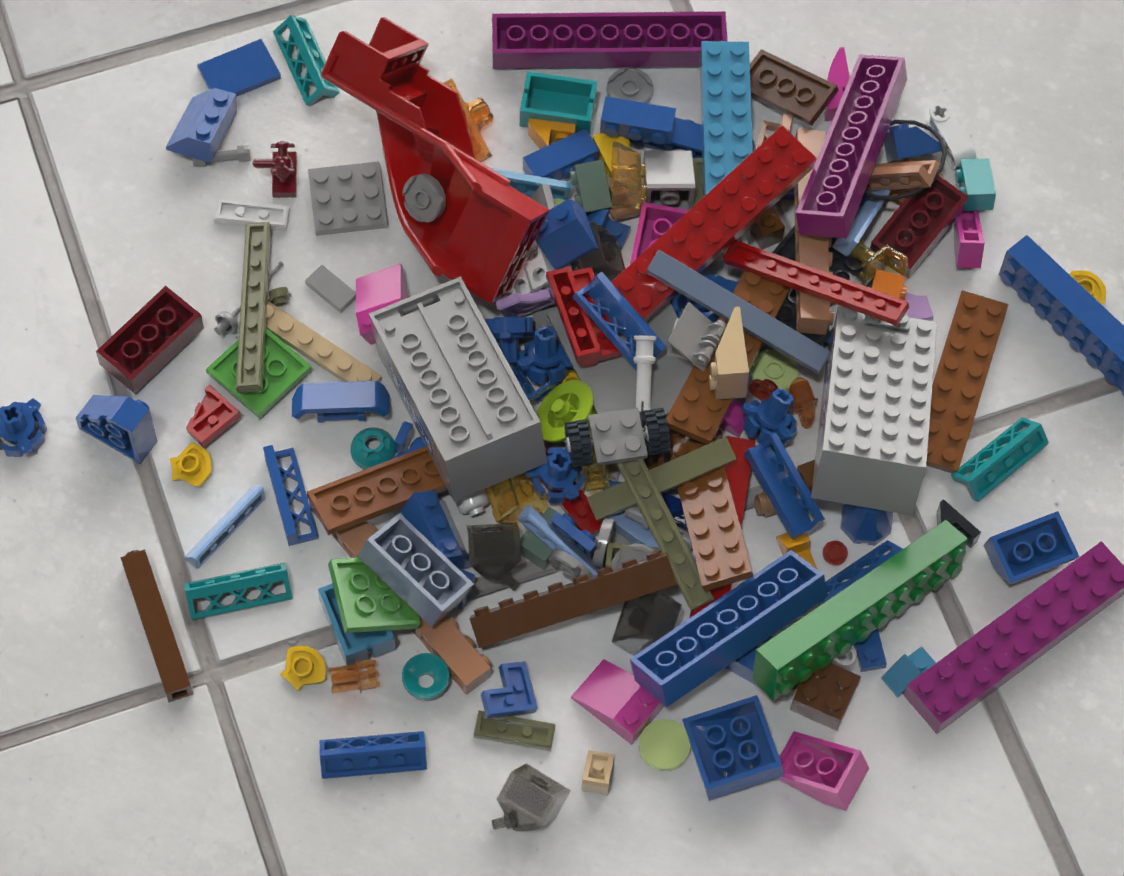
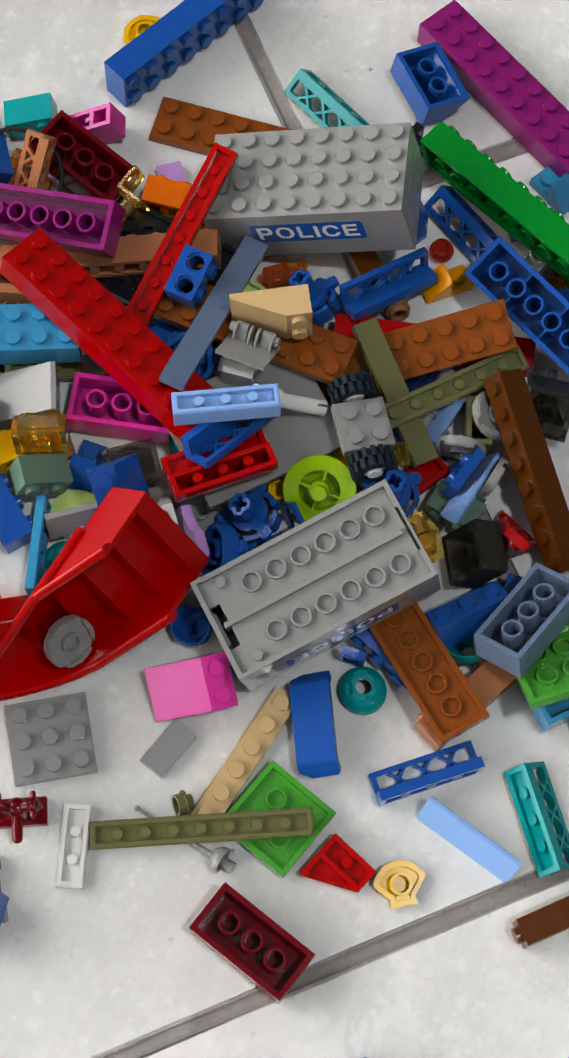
camera: 95 degrees left, 5 degrees up
(120, 424) = (365, 967): blue brick -> none
(514, 582) = (517, 537): none -> red wing
(632, 307) = (226, 404): none -> light blue slope
(774, 286) = (184, 275): none -> blue brick

